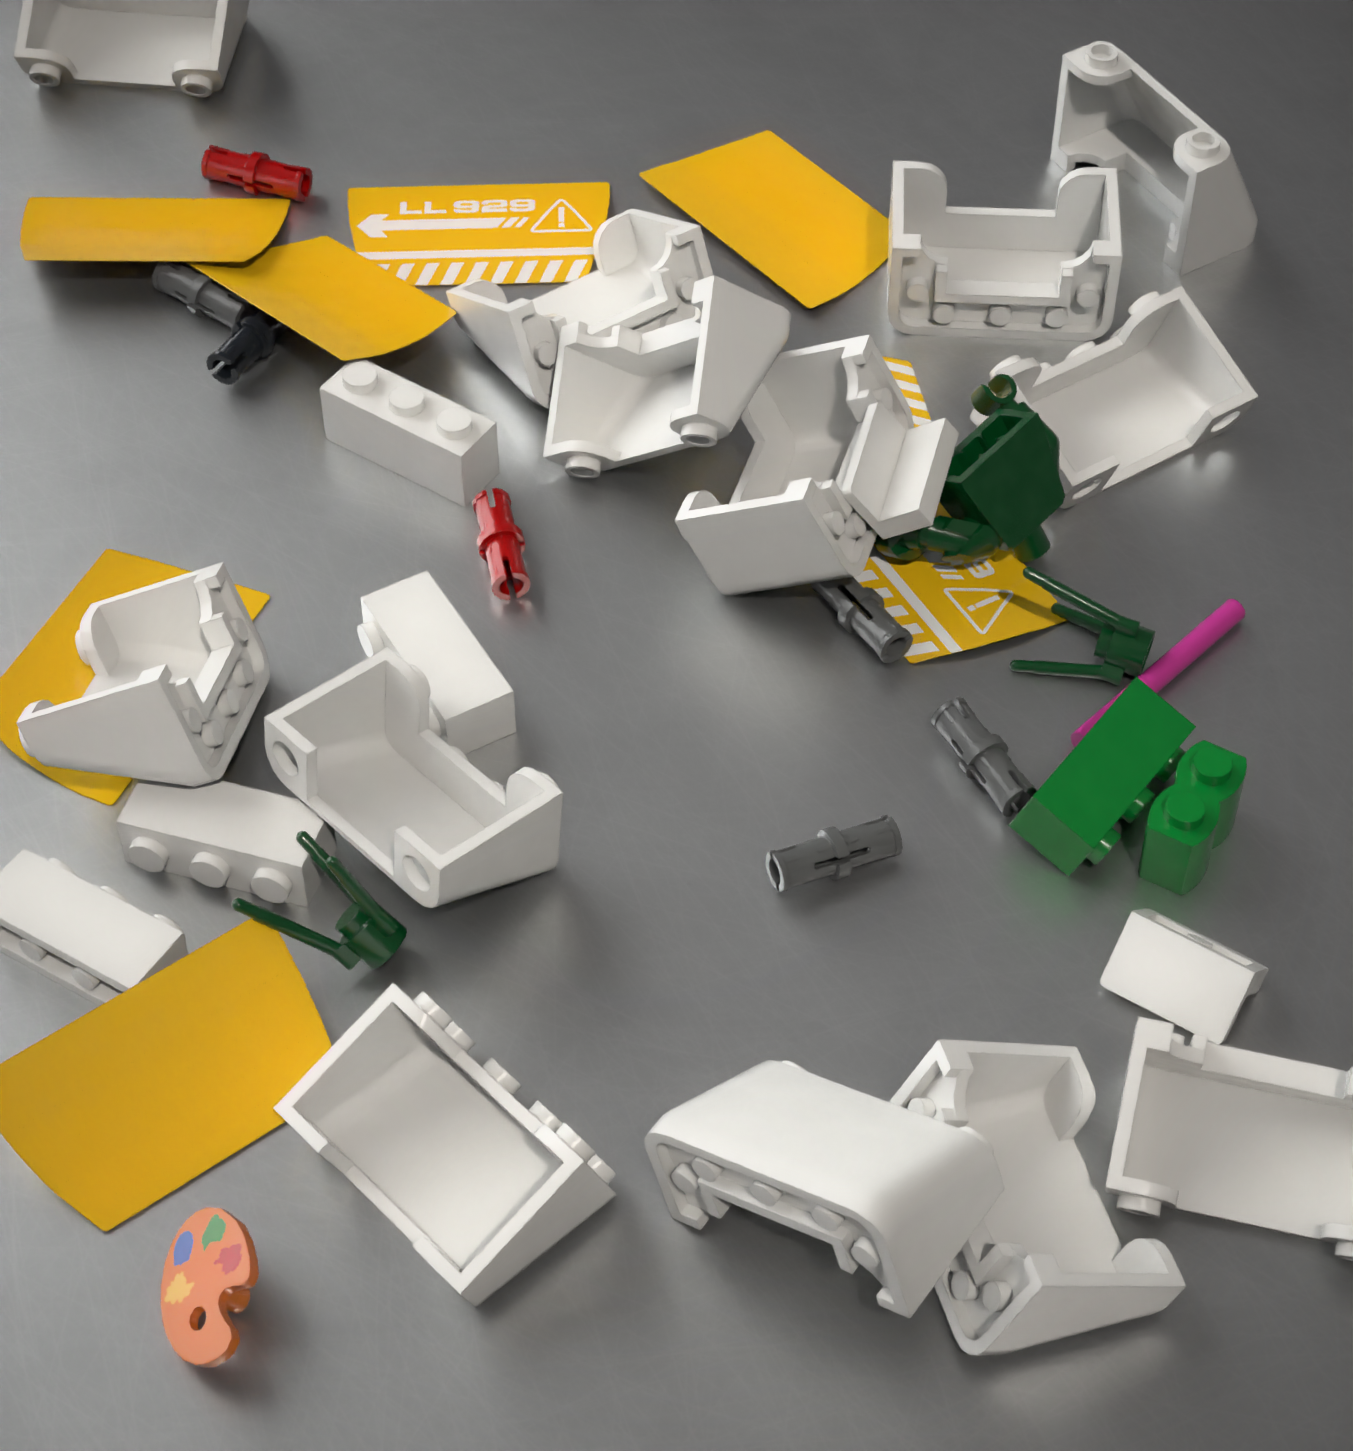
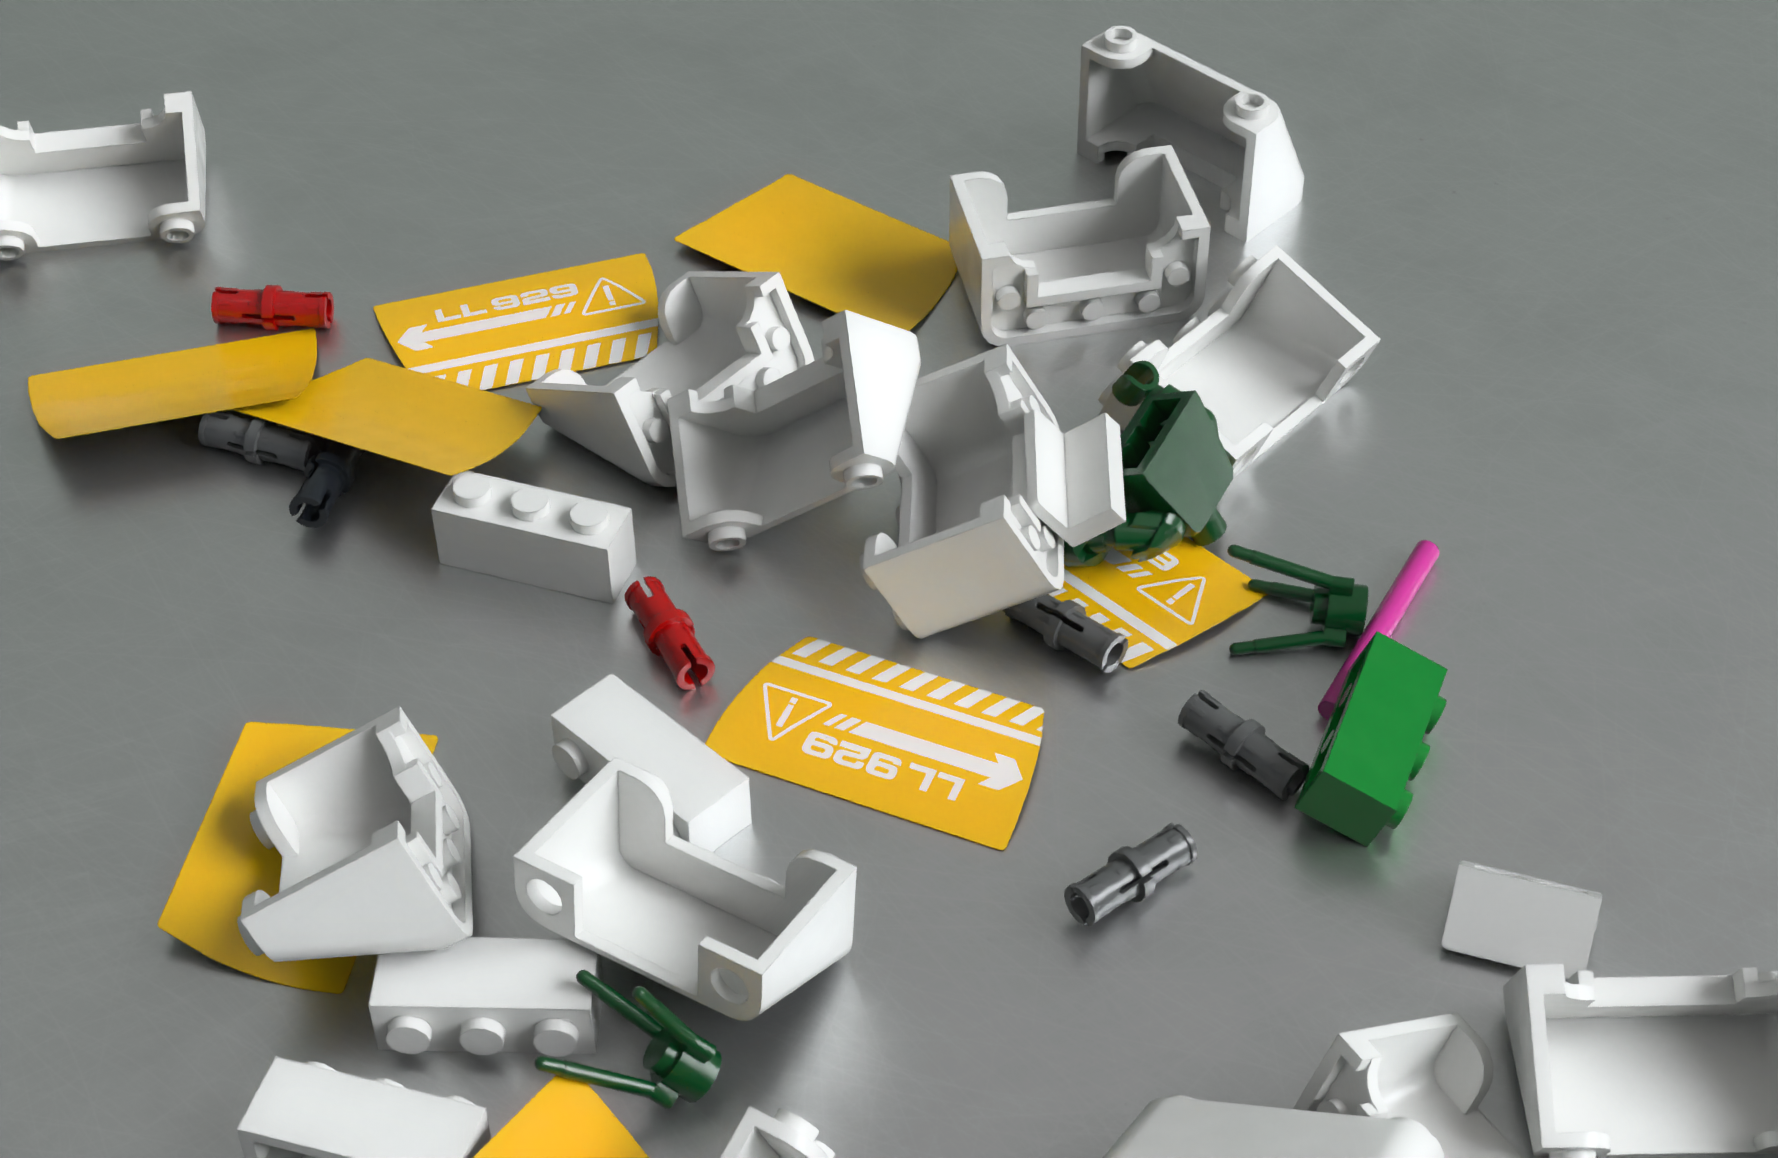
camera: 15 degrees left, 5 degrees down
(664, 681) = (886, 739): none -> yellow sticker
(1192, 817) = (1474, 760): green brick -> none

